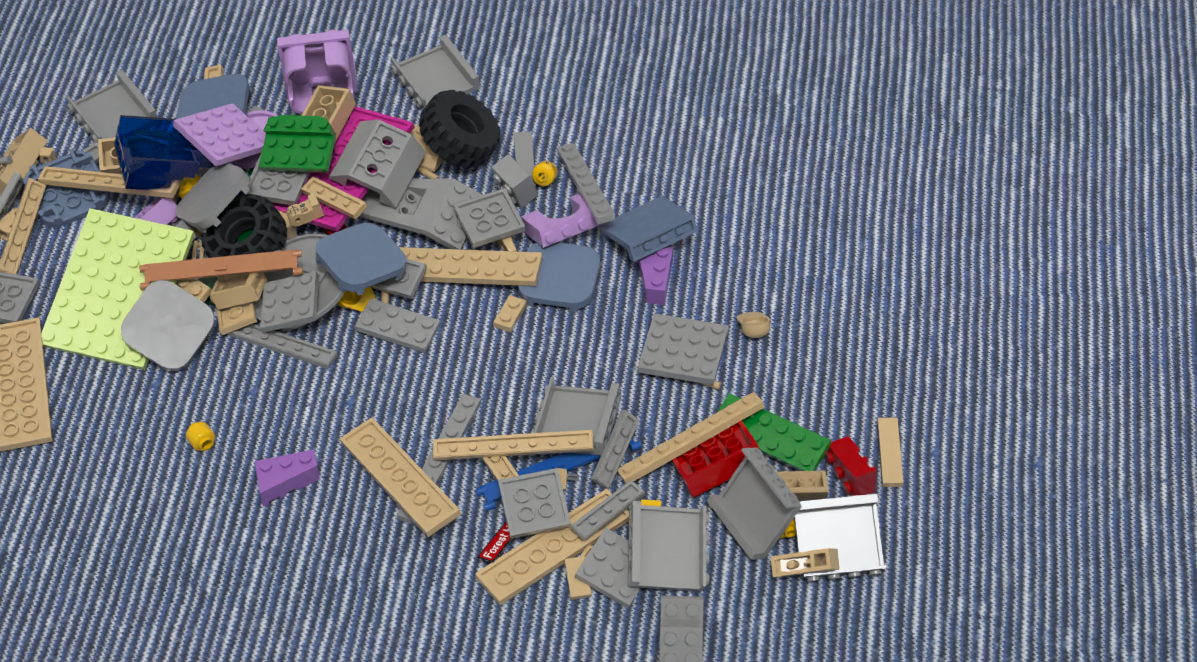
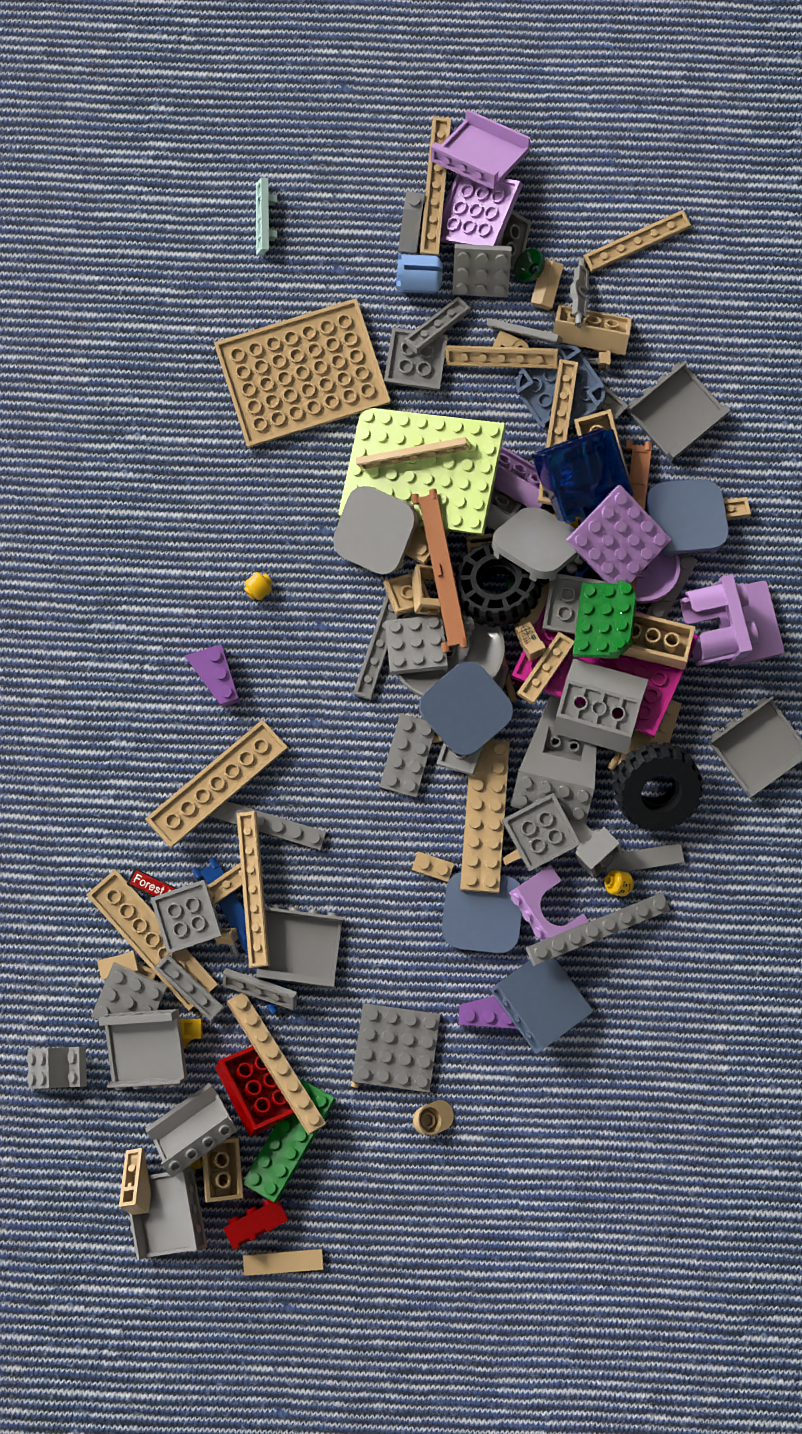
camera: 85 degrees right, 30 degrees up
(99, 285) = (413, 453): none -> tan tile

